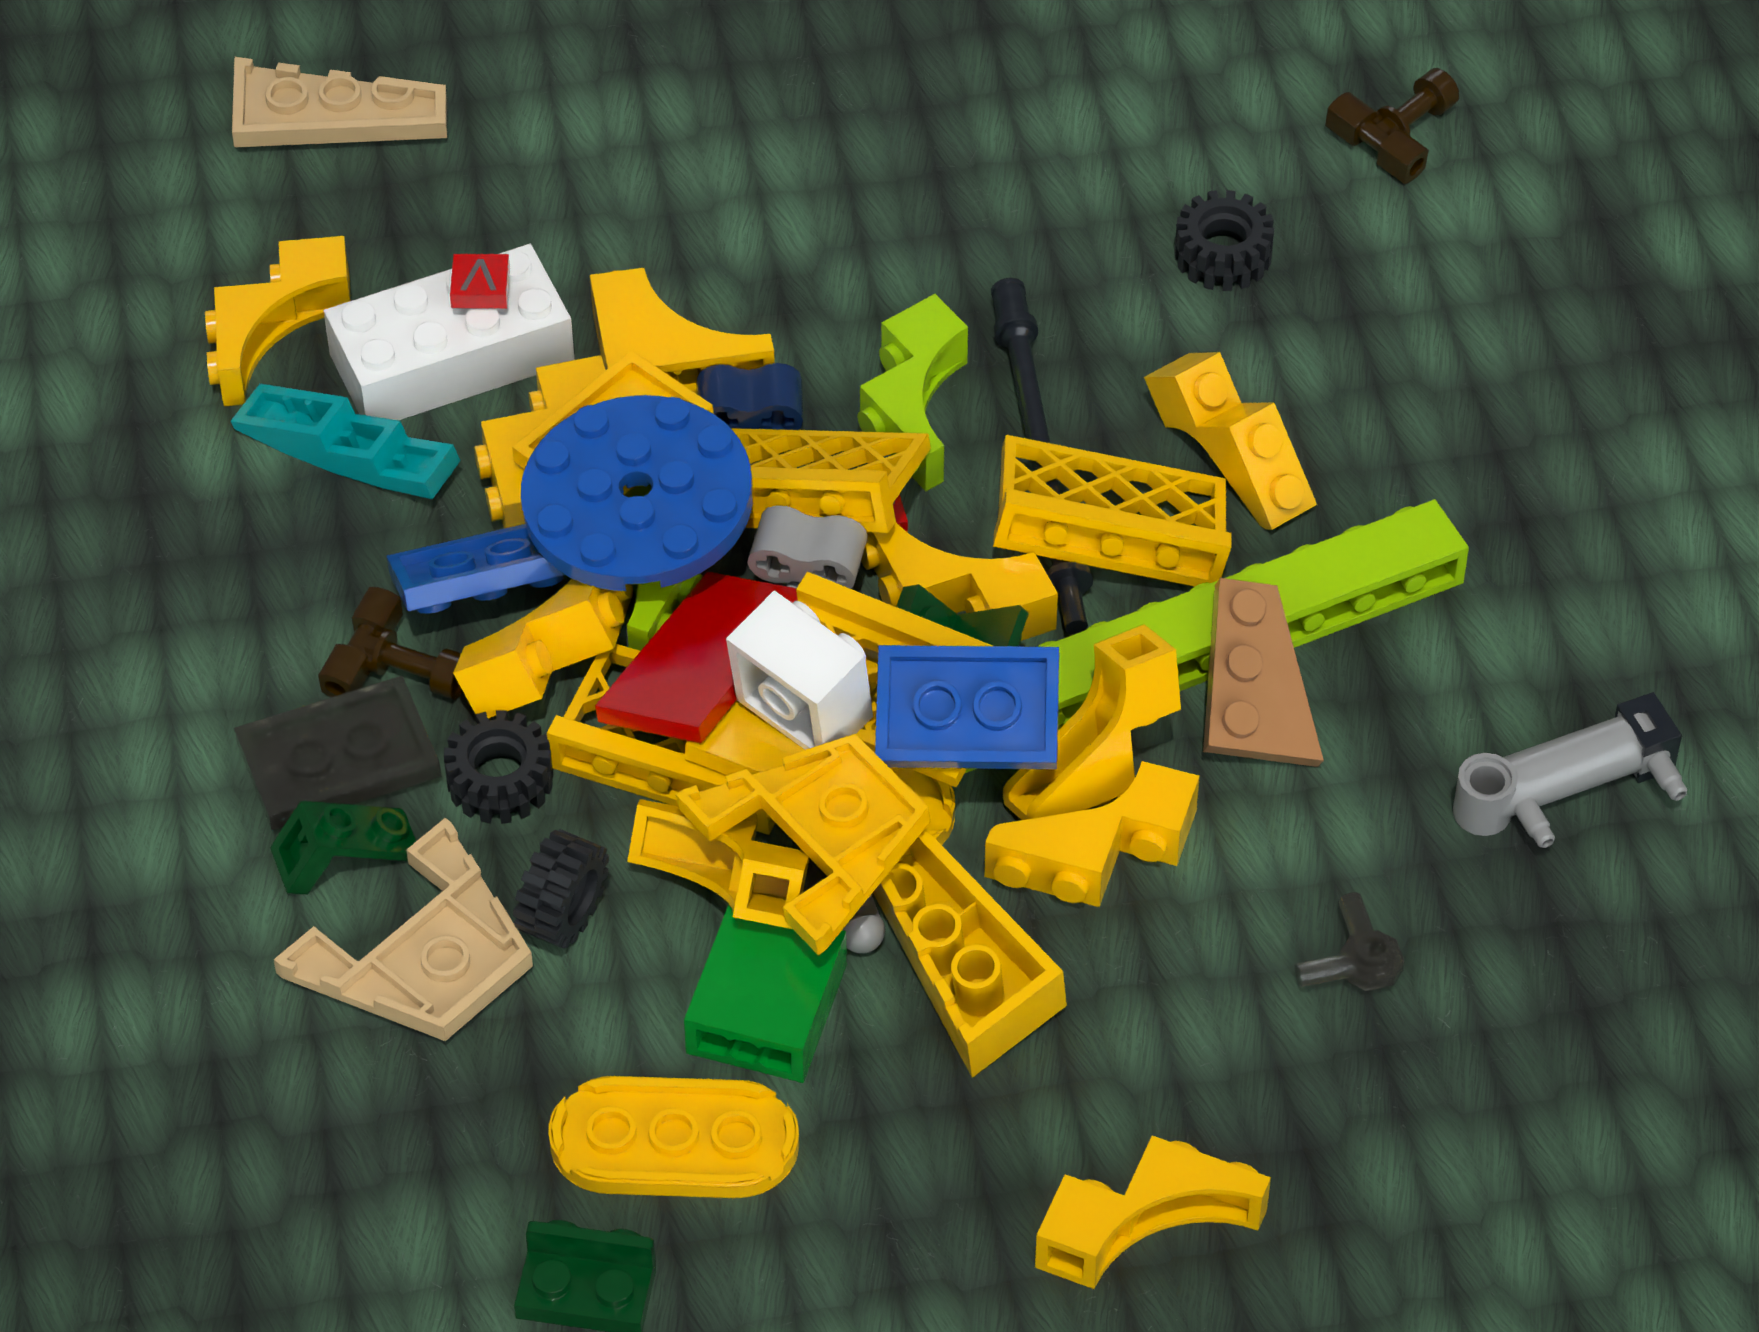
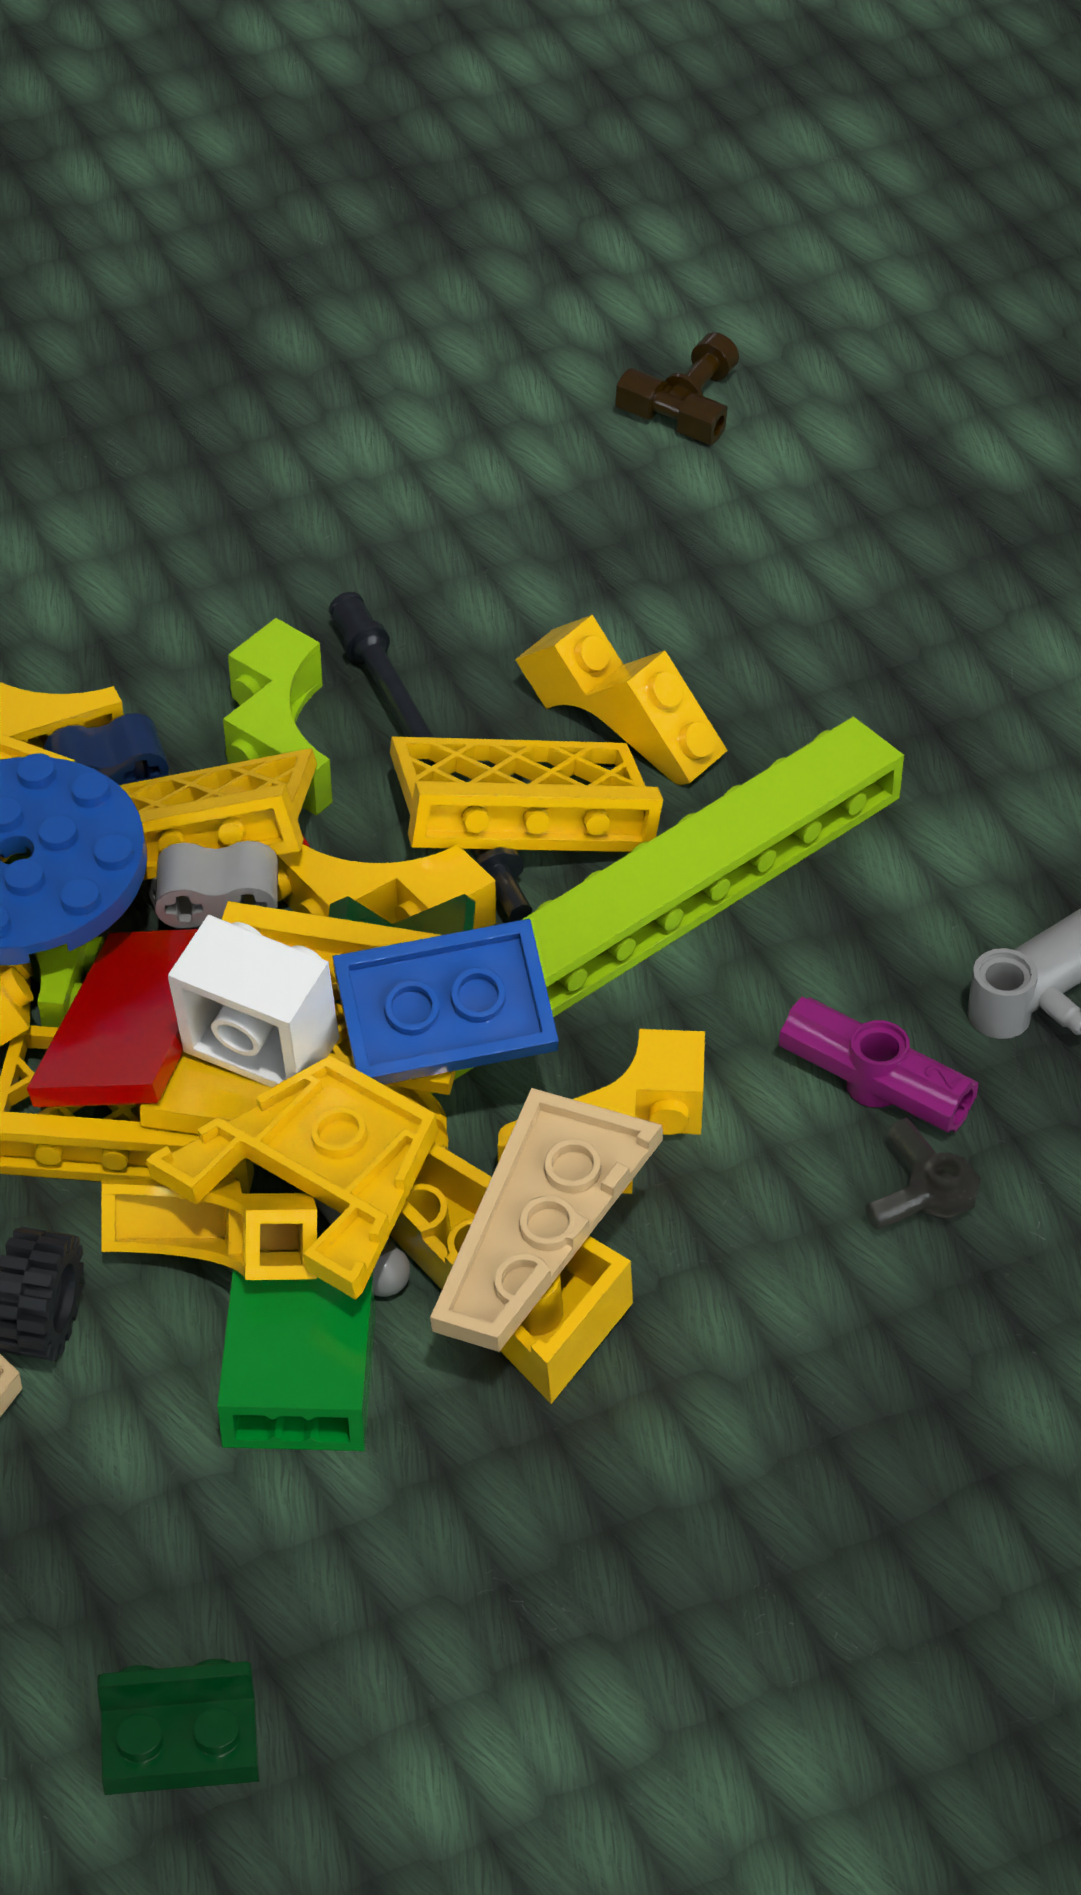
camera: 15 degrees left, 5 degrees down
(674, 1137) = (234, 1543): yellow tile -> none
(997, 906) = (541, 1205): none -> tan wing
(1130, 689) = (609, 953): yellow arch -> none
(1170, 1188) = (816, 1473): yellow arch -> none
(1222, 262) = (549, 545): black tyre -> none
(1255, 681) = (728, 927): medium nougat wing -> none
(1368, 851) = (878, 1064): none -> magenta piece

